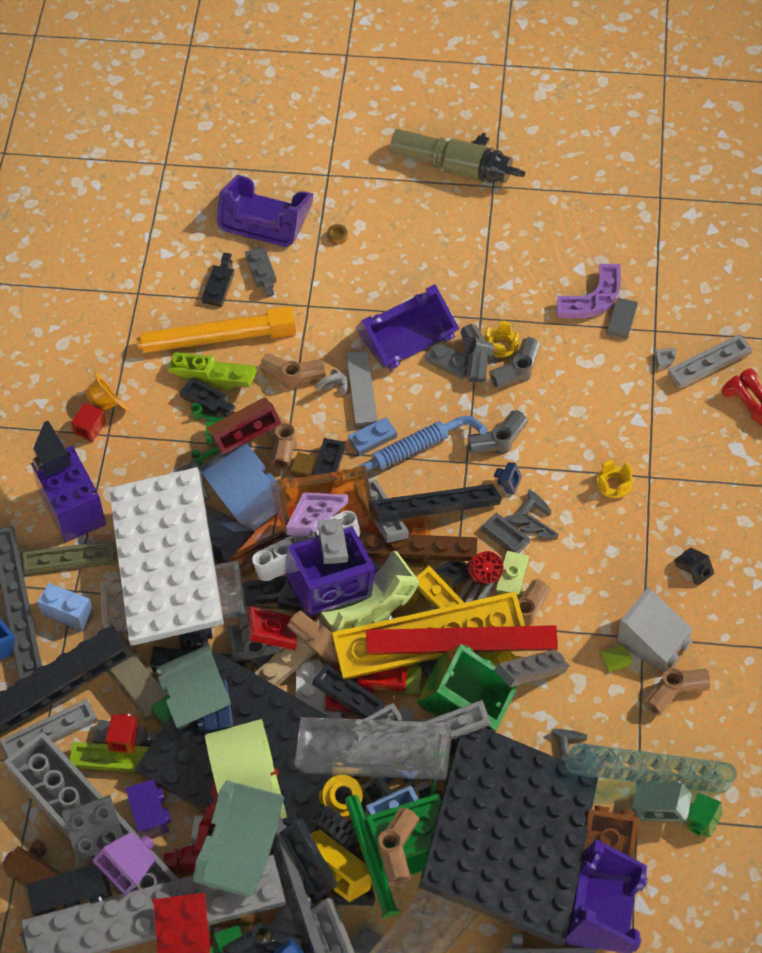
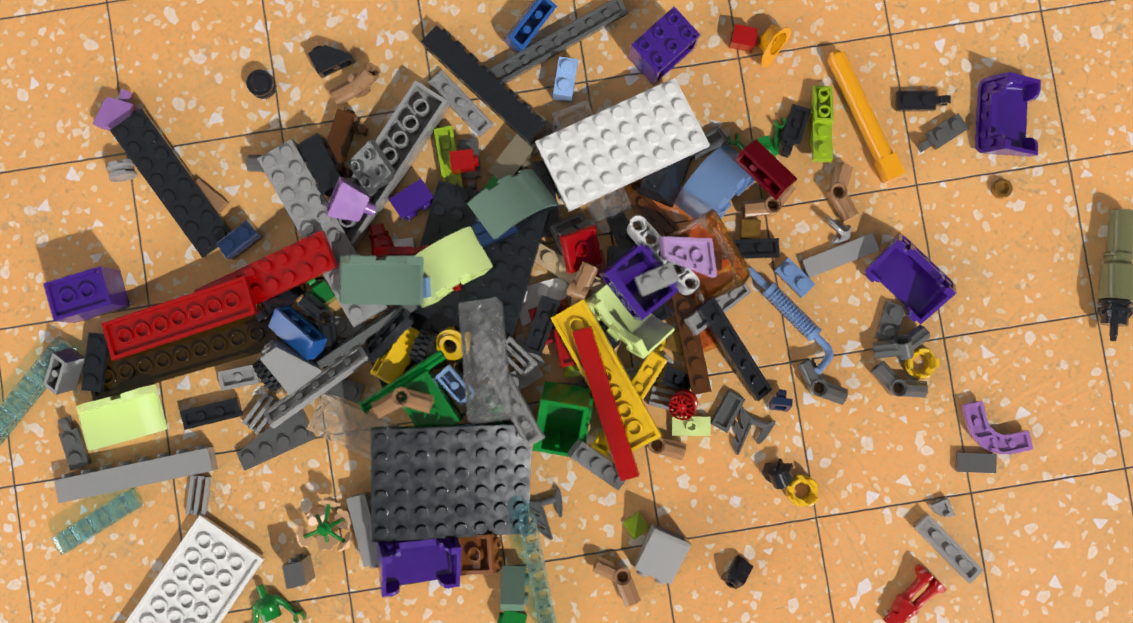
camera: 70 degrees right, 30 degrees up
(50, 452) = (683, 18): black slope -> none
(68, 557) = (613, 65): olive tile -> none
(590, 496) = (778, 474): none -> black piece

